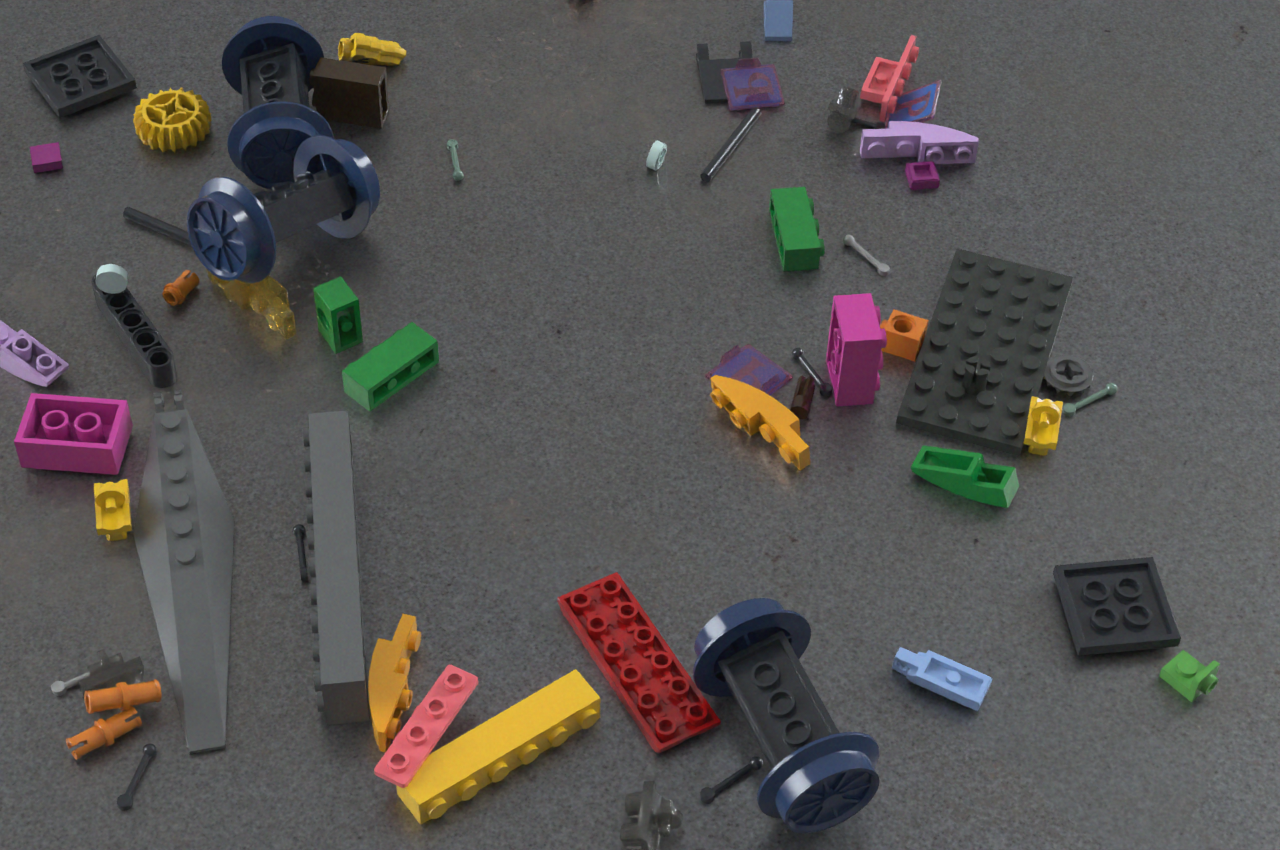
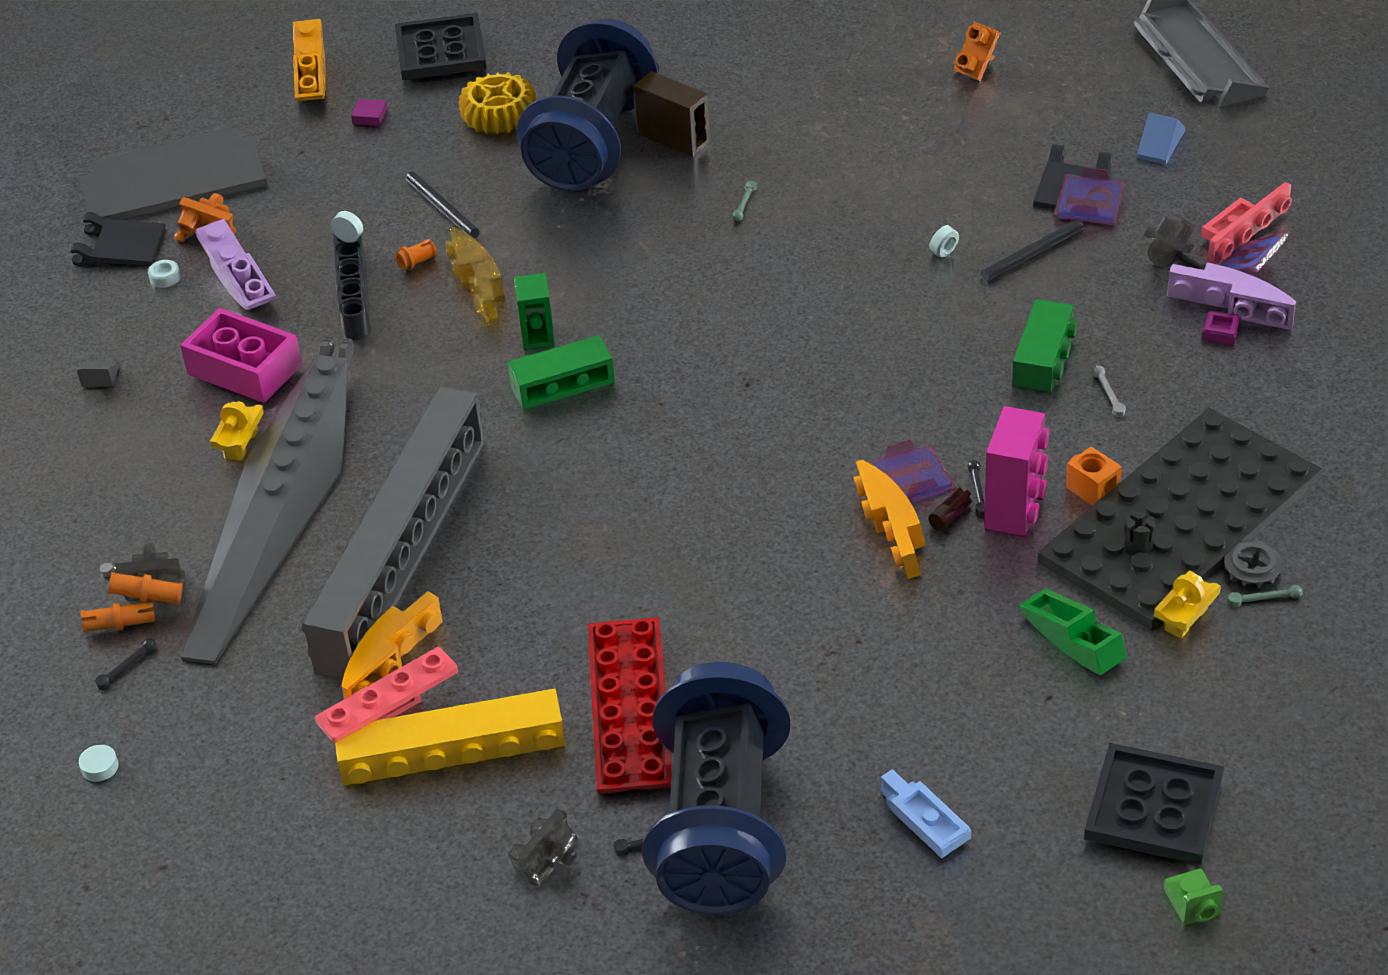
camera: 30 degrees right, 5 degrees down
(239, 230) = (593, 192): dark blue brick -> none
(370, 50) = (719, 80): yellow rock -> none

